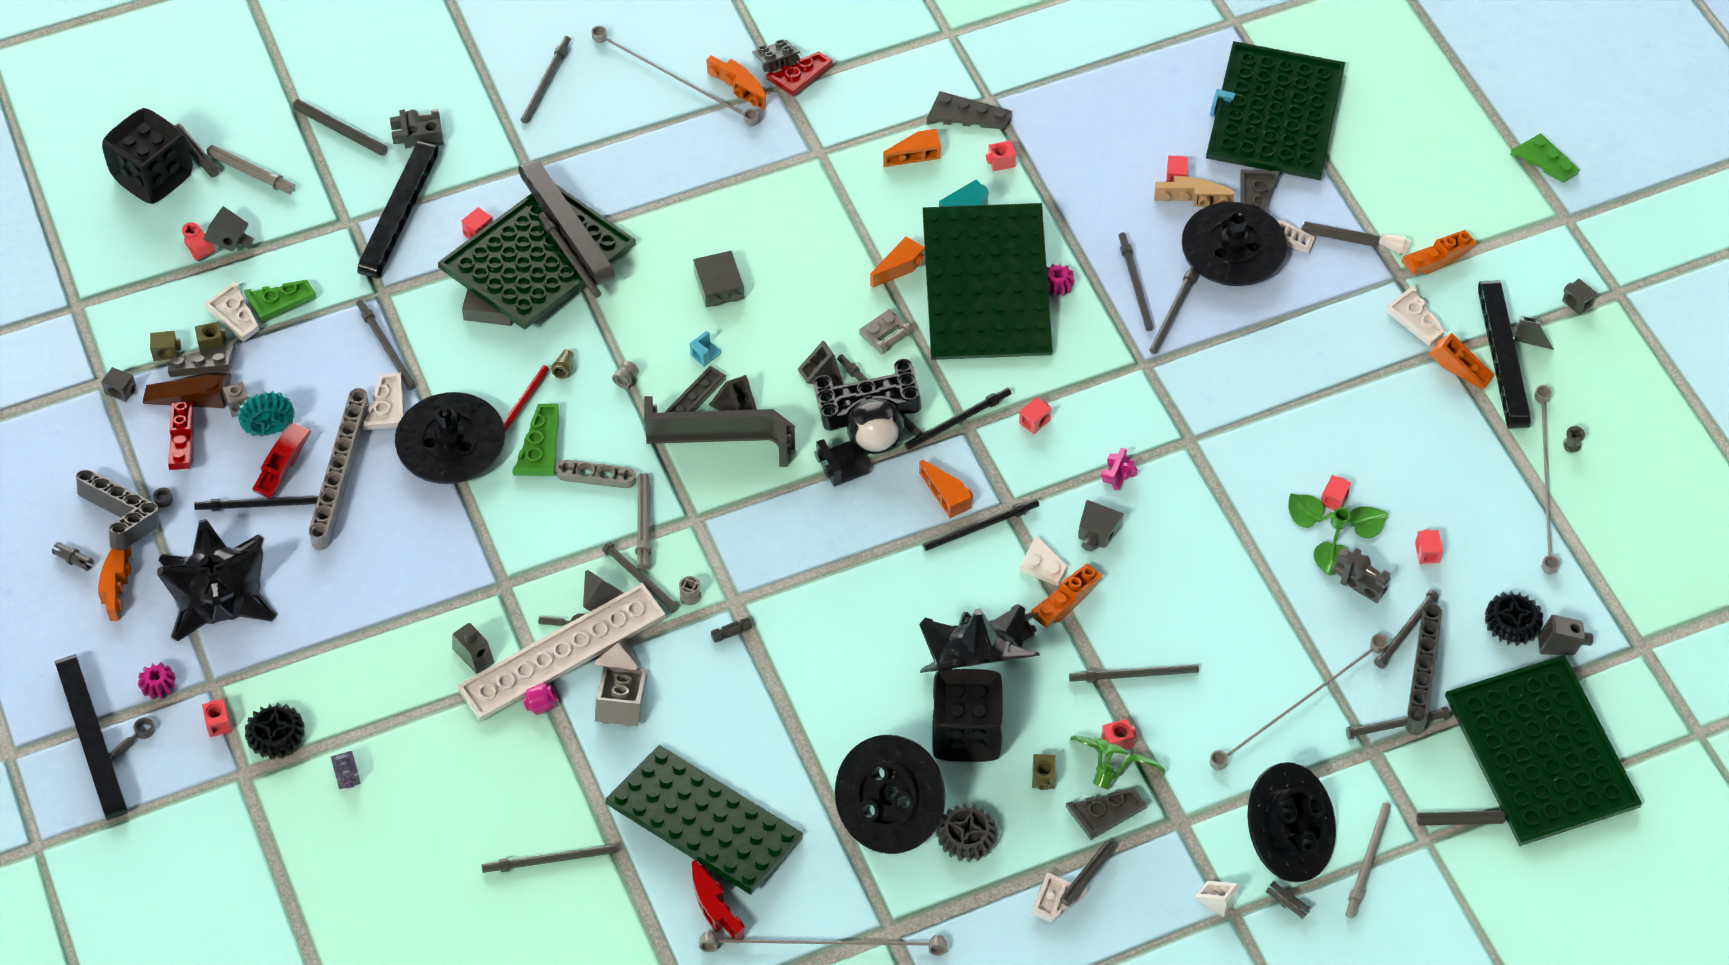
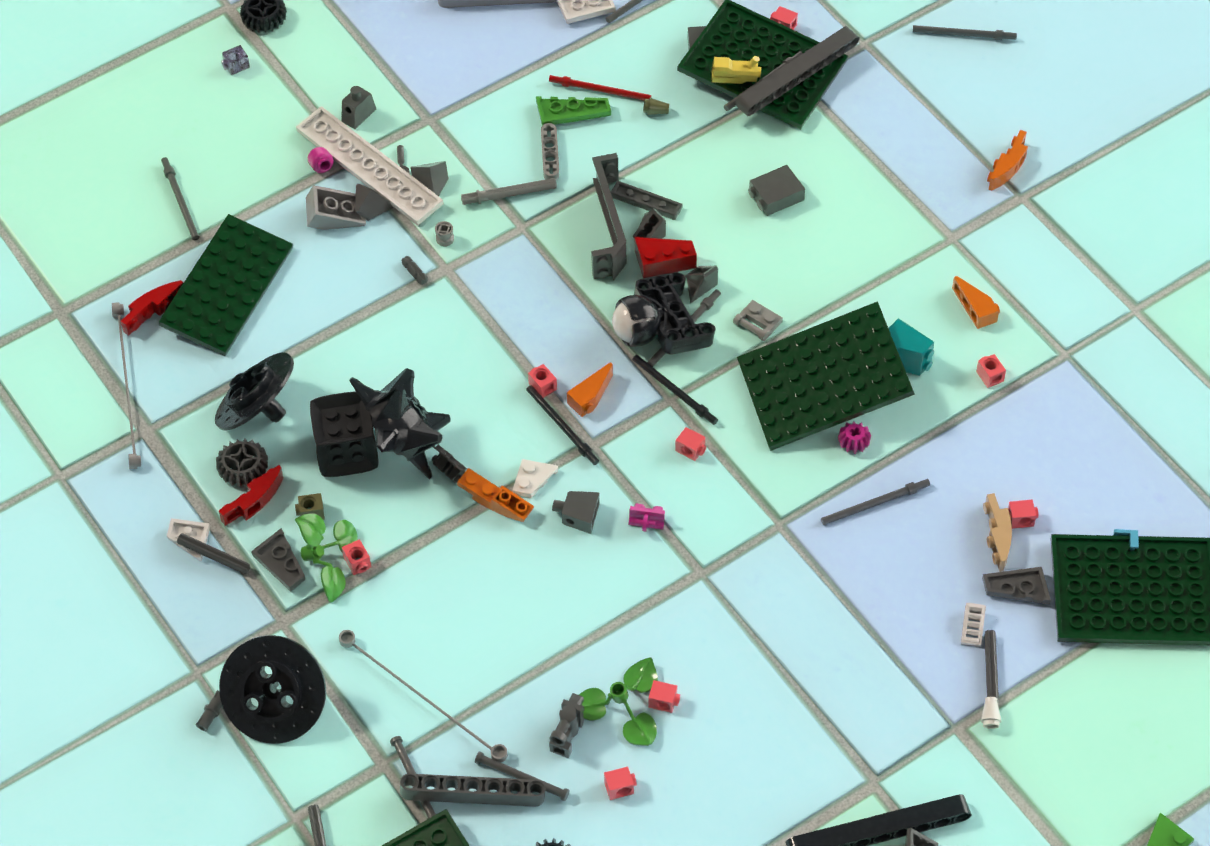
camera: 80 degrees right, 0 degrees up
(439, 432) = (556, 49): black piece -> none
(555, 270) = (735, 72): none -> light yellow piece
(625, 374) = (655, 148): light grey wheel -> none
(672, 605) = (429, 227): dark grey bar -> none
(703, 350) = (698, 196): medium azure panel -> none
(750, 116) = (972, 177): light grey piece -> none
(773, 53) = (1053, 183): dark grey hinge -> none
(782, 389) = (664, 255): none -> red wedge
(798, 76) = (1037, 205): red wing -> none
(841, 462) = (598, 308): black bracket -> none
(898, 262) = (827, 307): orange slope -> none
(923, 523) = (542, 380): none -> coral brick
(957, 109) = (1038, 332): dark grey wing -> none
(1015, 821) = (258, 495): none -> red slope
(1092, 675) = (419, 531): dark grey bar -> none
(1188, 279) = (892, 544): dark grey bar -> none
(1218, 896) = (206, 656): white slope -> none
(1234, 244) = (941, 551): black piece -> none
(1356, 895) = (225, 765): light grey bar -> none
(1414, 315) = (903, 744): white wing -> none
(1440, 254) = (989, 756): orange slope -> none
(1459, 360) = (854, 790): orange slope -> none

